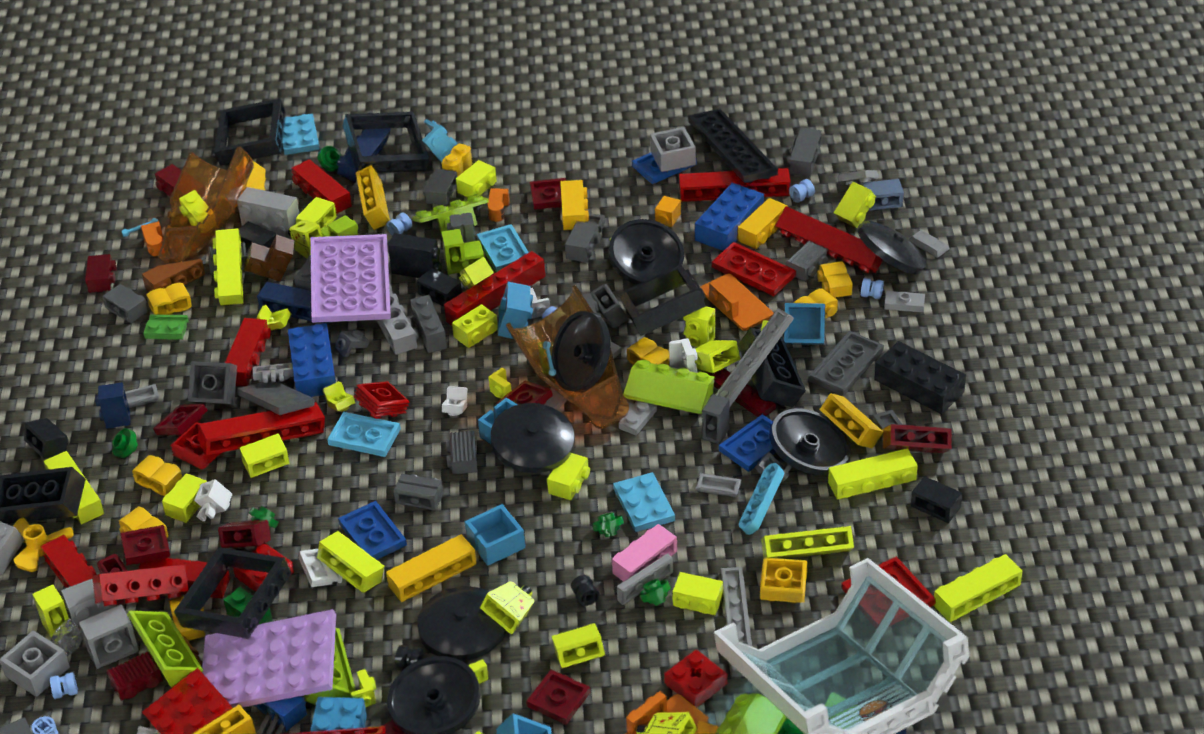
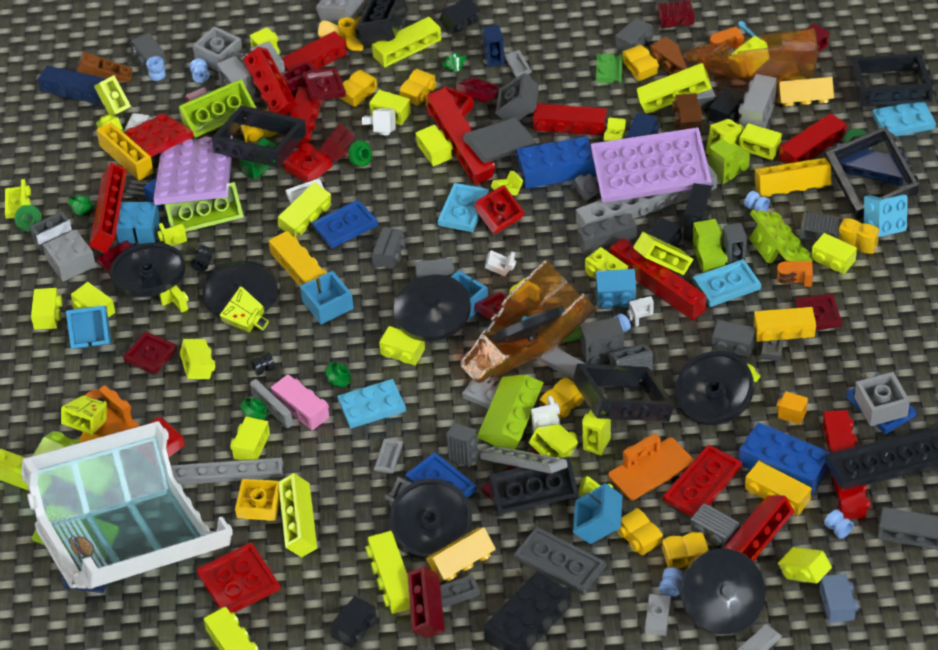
camera: 90 degrees right, 5 degrees up
(273, 372) = (534, 134): light grey hinge -> none
(761, 498) = (359, 482): medium azure beam -> none
(862, 176) = (862, 573): light grey hinge -> none

